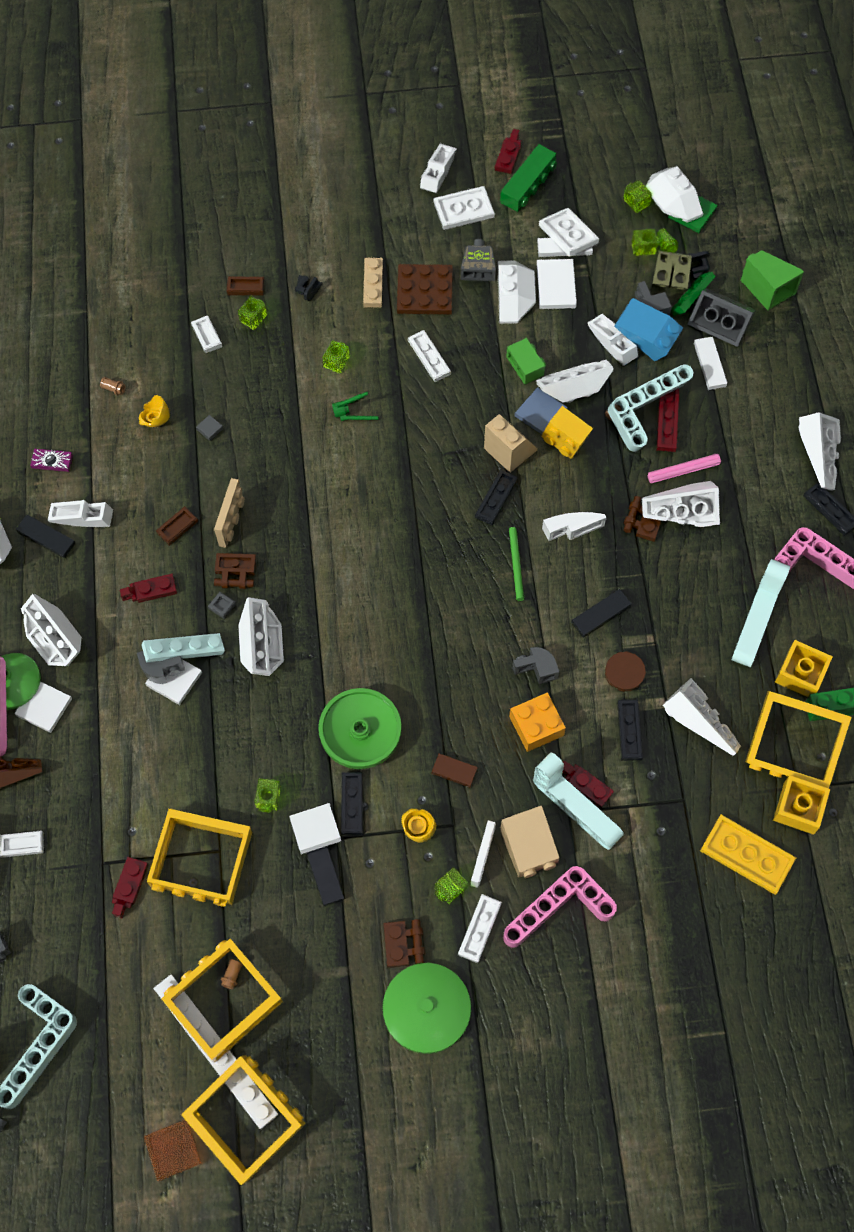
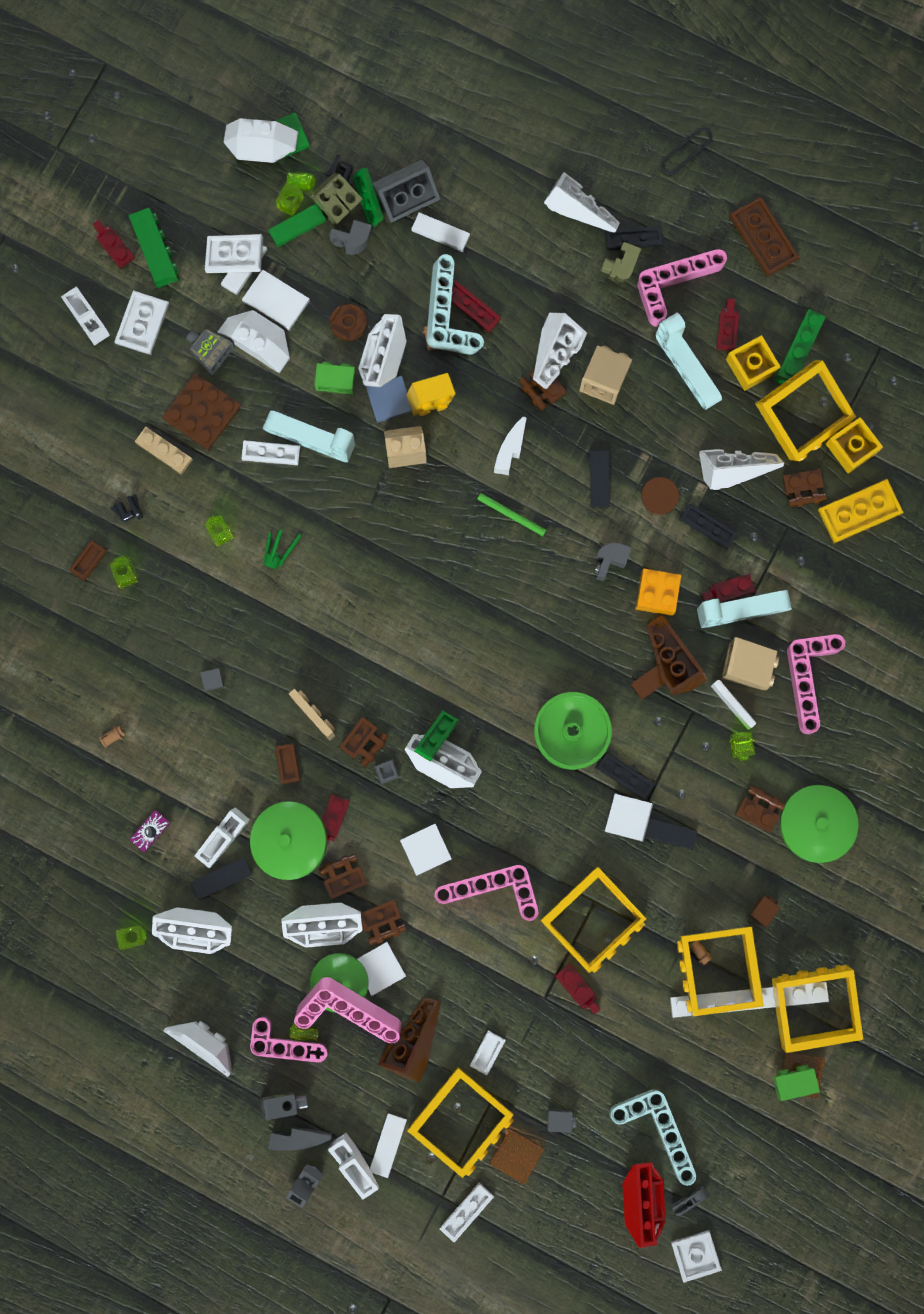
camera: 60 degrees left, 15 degrees up
(88, 675) = (380, 916): none -> reddish brown plate
(104, 632) = (346, 881): none -> reddish brown plate
(109, 564) = (288, 840): none -> bright green dish
(155, 413) = (167, 717): yellow hair -> none
(157, 1145) = (795, 1083): none -> bright green brick
(158, 670) = (413, 860): dark grey brick -> none
(175, 749) = (491, 885): none -> bright pink beam
(185, 647) = (410, 826): light aqua plate -> none
(206, 334) = (114, 624): white tile -> none
(267, 786) = (569, 837): clear neon green brick -> none
(277, 619) = (436, 736): none -> green tile
(308, 1008) = (764, 910): none -> reddish brown brick
(418, 825) = (680, 737): yellow hair -> none
(468, 385) = (336, 446): none -> light aqua beam
(479, 928) = (785, 745): white tile -> none
(484, 778) = (675, 662): none -> reddish brown wedge
(496, 497) = (442, 489): black tile -> none
(580, 344) = (348, 322): none -> reddish brown tile
(613, 340) = (364, 293): white slope -> none
(628, 261) = (297, 225): none -> green tile
(637, 196) = (239, 171): clear neon green brick -> none
(648, 329) = (380, 259): dark azure slope -> none
(684, 468) = (520, 324): bright pink axle -> none
(694, 557) = (605, 374): none -> tan slope
(733, 785) = (804, 482): none -> reddish brown plate
(770, 278) = (401, 127): bright green slope -> none
(800, 511) = (622, 269): none -> olive hips
(819, 629) = (728, 327): none -> dark red hinge

